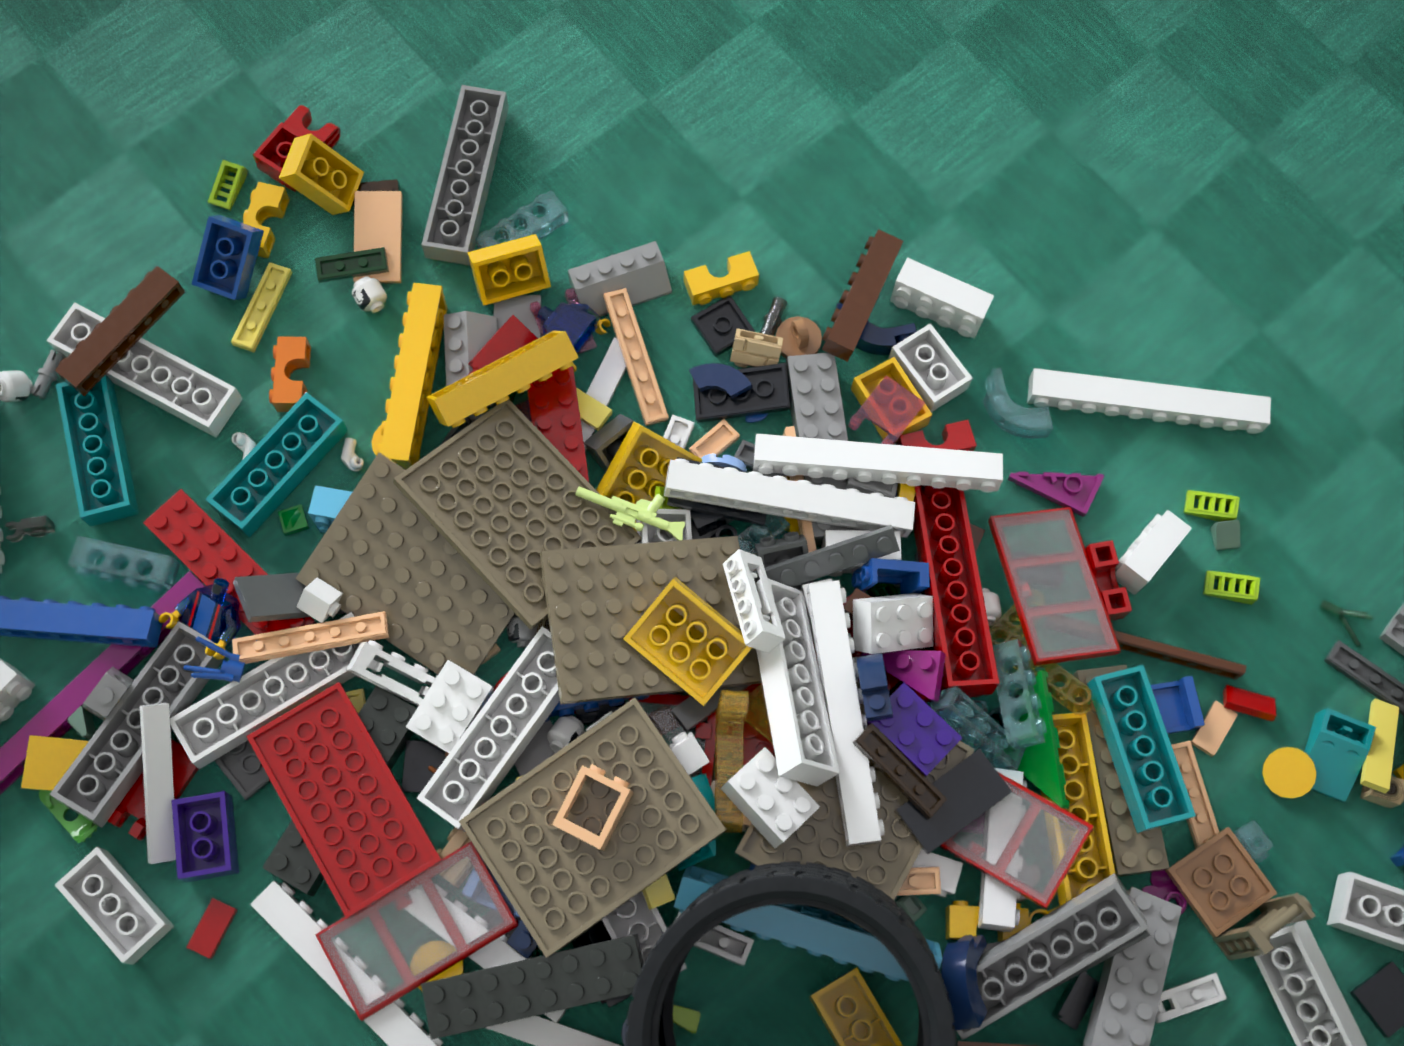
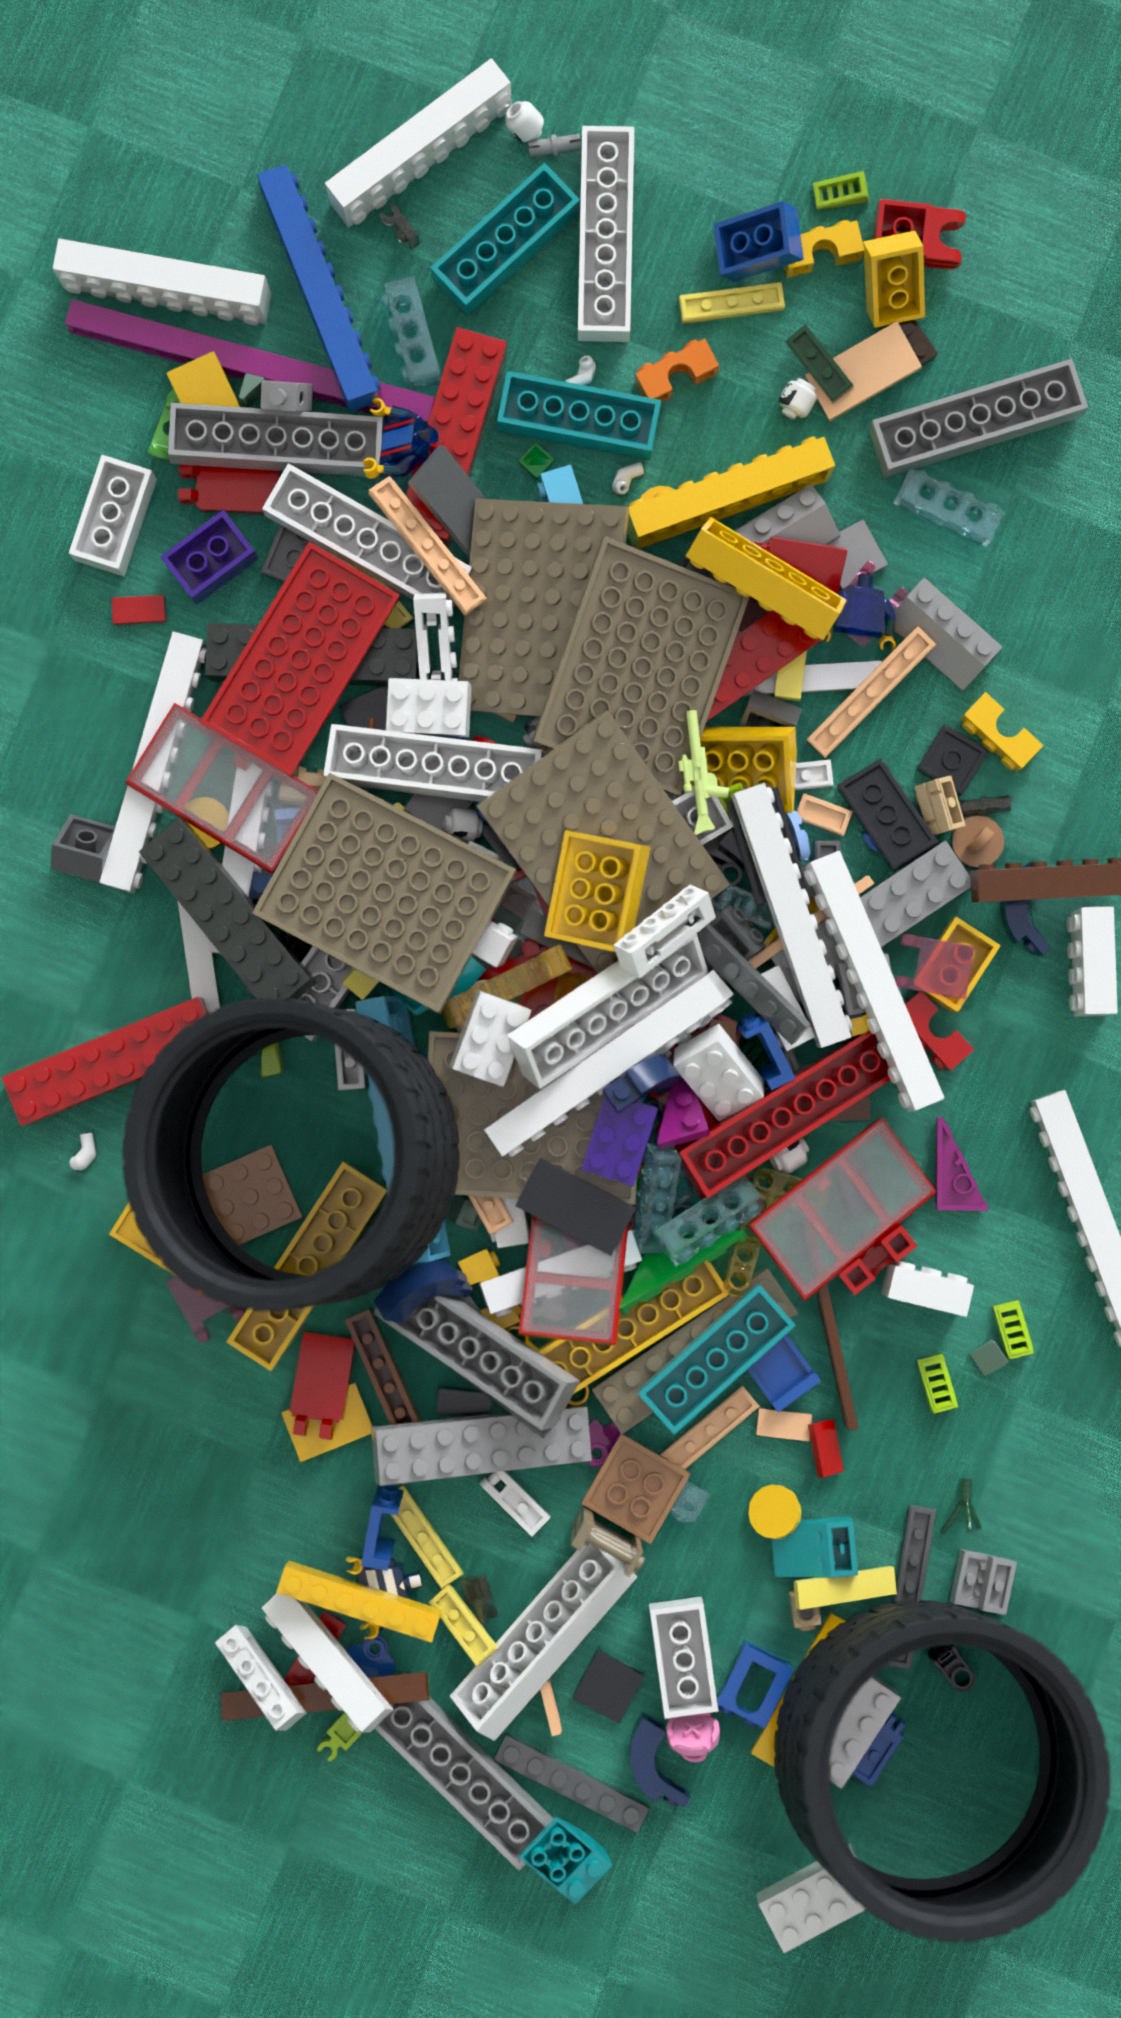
camera: 70 degrees right, 15 degrees up
(120, 330) = (626, 189): reddish brown brick -> none
(158, 782) = (233, 487): white tile -> none
(230, 670) = (357, 491): blue plant -> none
(320, 600) = (464, 533): white brick -> none
(509, 269) = (893, 520): yellow brick -> none
(617, 784) = (370, 883): light nougat window -> none
(720, 377) = (890, 786): dark blue tile -> none
(900, 771) = (574, 1143): dark brown tile -> none
(931, 367) = (1011, 986): white brick -> none
(1009, 416) = (1002, 1091): clear light blue arch -> none

